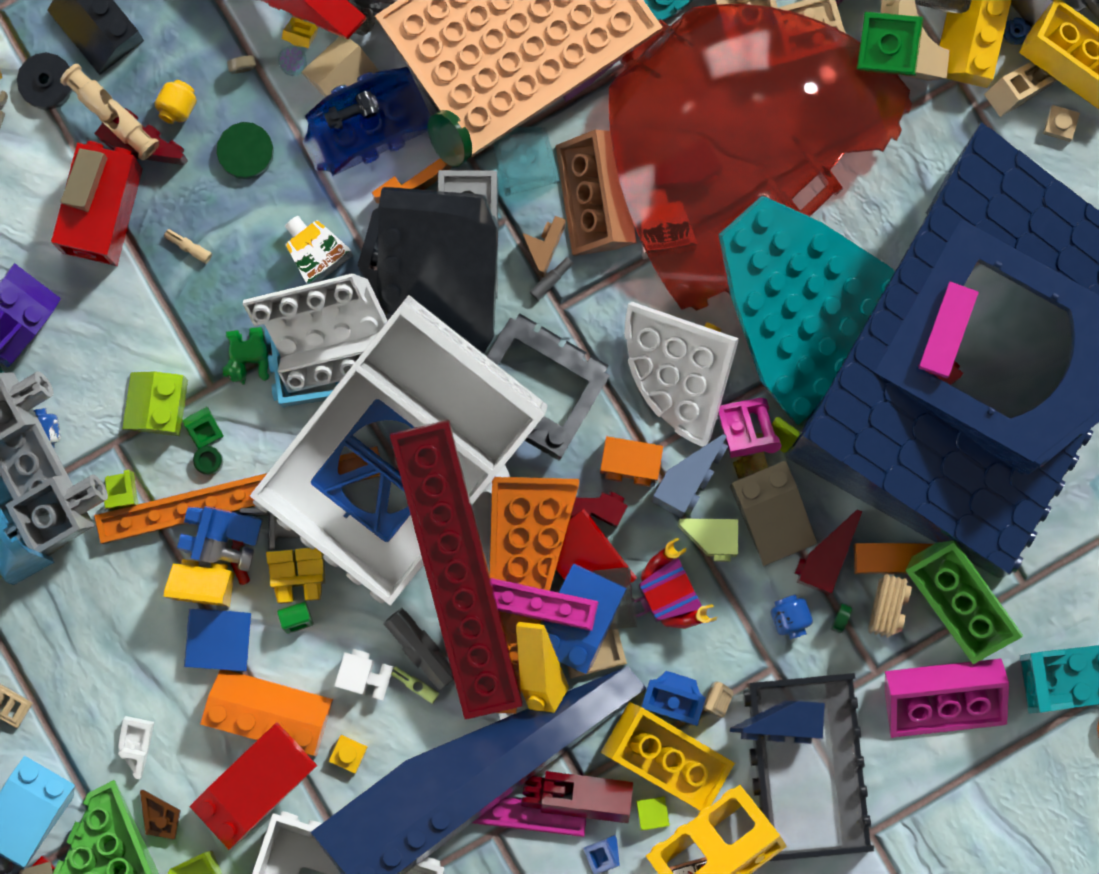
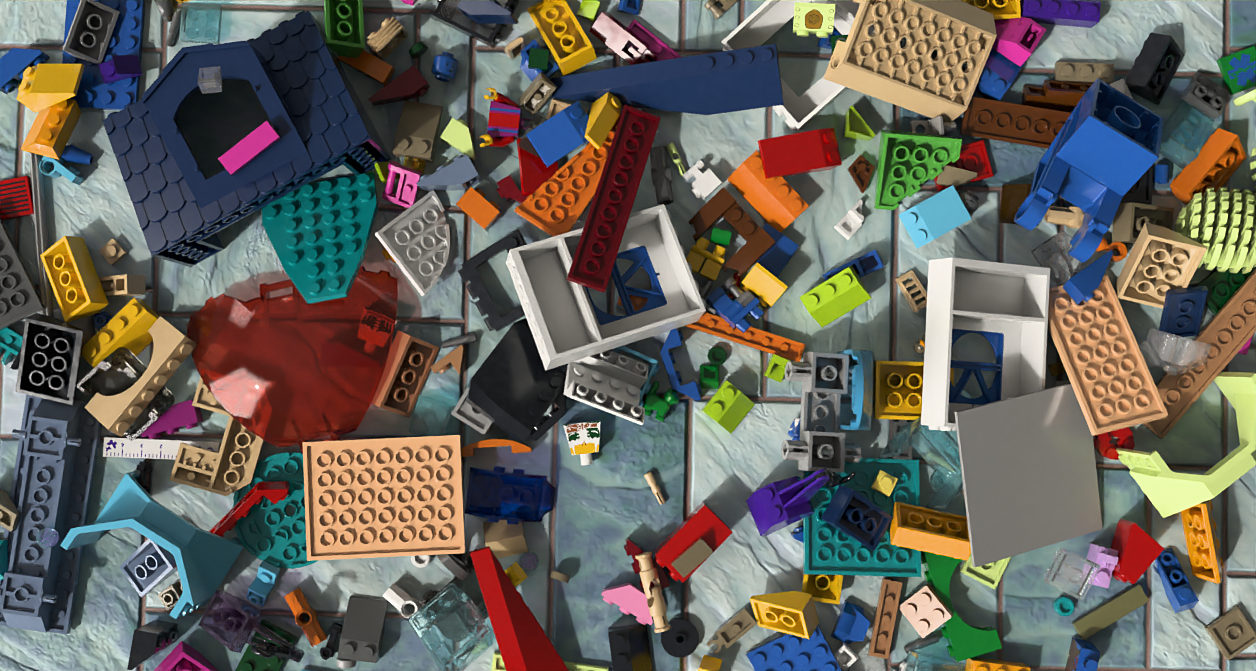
camera: 150 degrees left, 5 degrees up
(93, 680) = (863, 265): none -> blue slope
(97, 628) = (835, 296): none -> lime slope
(134, 87) = (630, 599): none -> bright pink slope
(175, 102) = (611, 576): yellow head -> none
(219, 394) = (690, 389): none -> blue slope
(245, 150) = (588, 524): dark green tile -> none
(311, 660) = (757, 239): none -> reddish brown wedge
(348, 754) = (736, 143): yellow plate -> none
(366, 106) = (502, 504): black bar -> none
(449, 139) = (466, 452): dark green tile -> none
(545, 605) = (577, 151): dark pink tile -> none
(649, 655) = (536, 94): none -> dark tan slope
(674, 700) = (538, 59): none -> dark green tile
(890, 43) = (177, 350): green tile -> none
(1054, 385) = (210, 80): none -> clear slope

